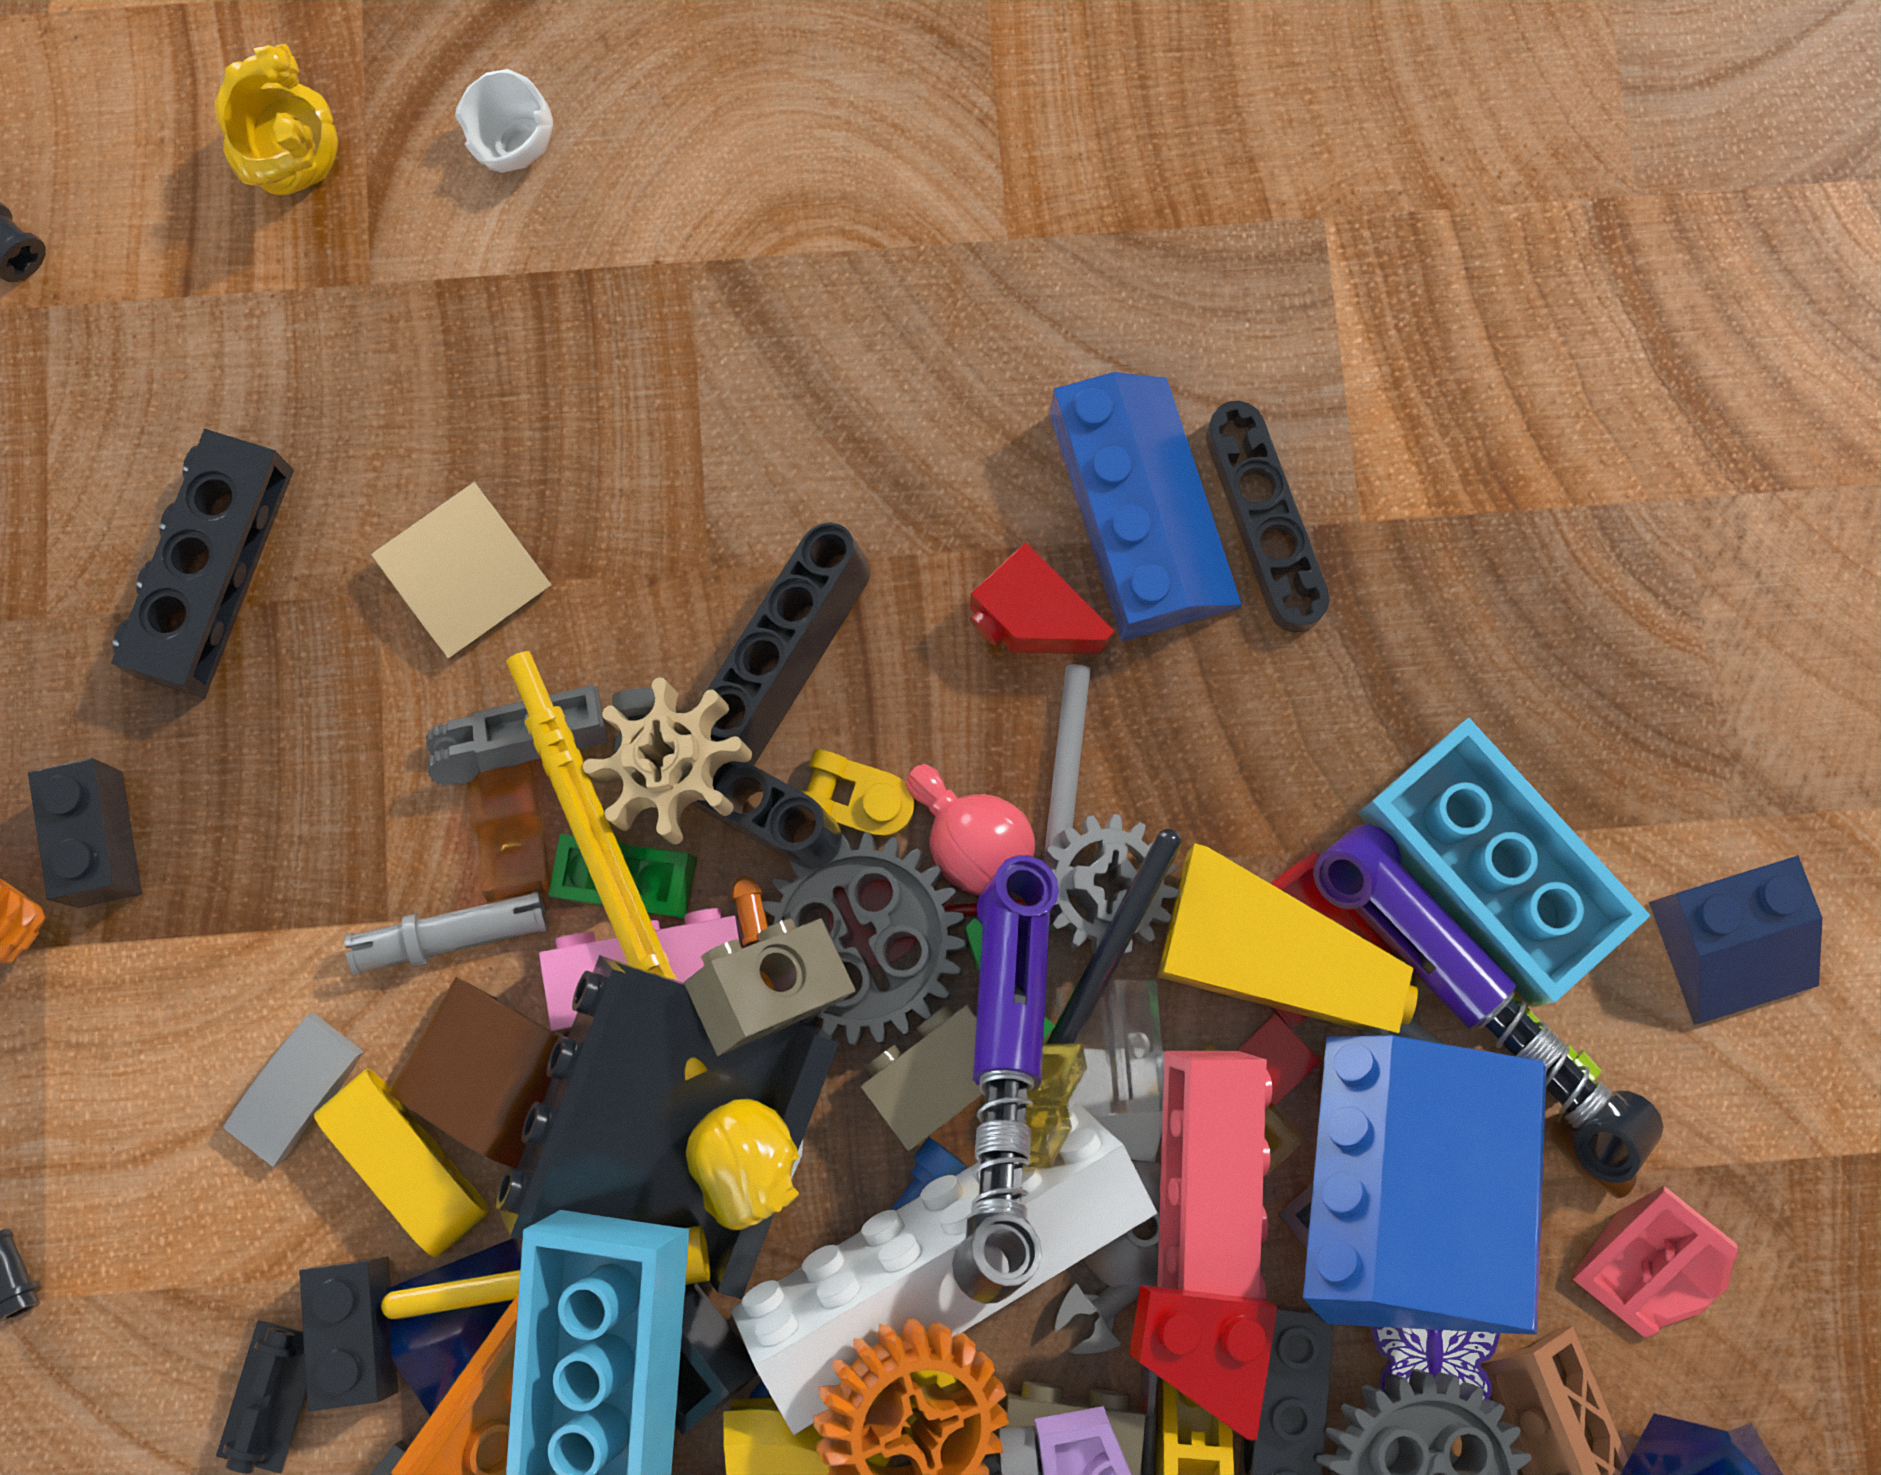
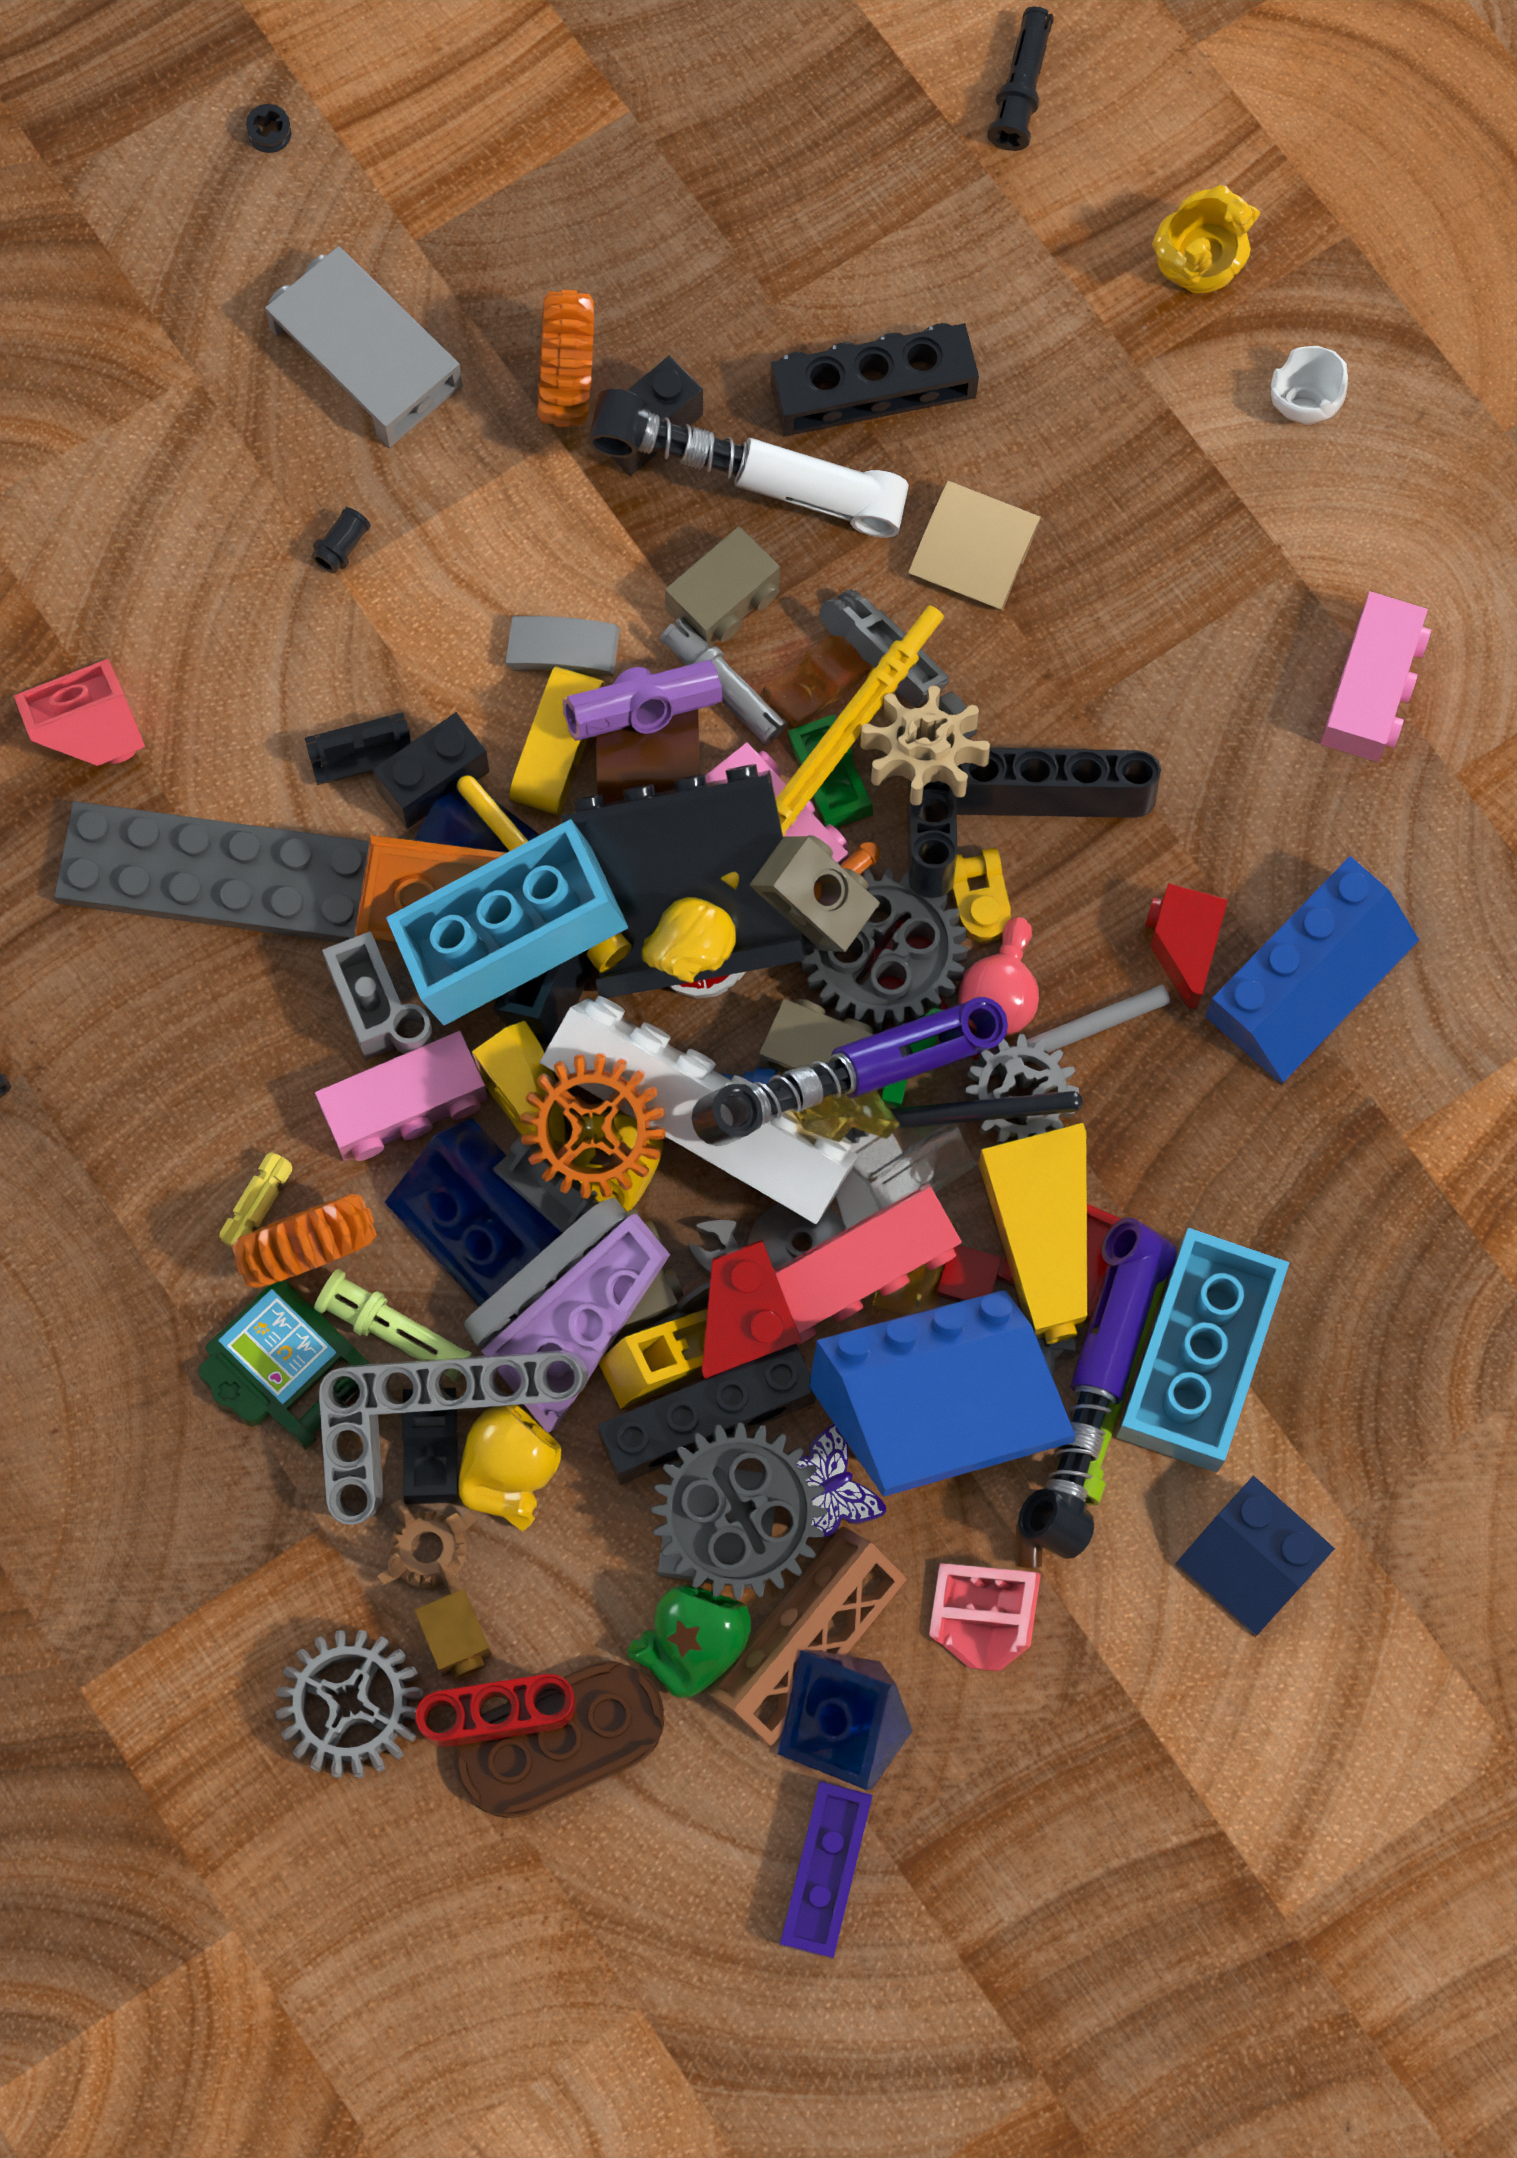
camera: 60 degrees right, 5 degrees down
(340, 650) = (868, 499): none -> piece
(340, 869) = (724, 587): none -> dark tan brick
(418, 1044) = (642, 700): none -> medium lavender piece
(864, 249) = (1376, 677): none -> bright pink brick
(1257, 518) = (1356, 1061): black beam -> none

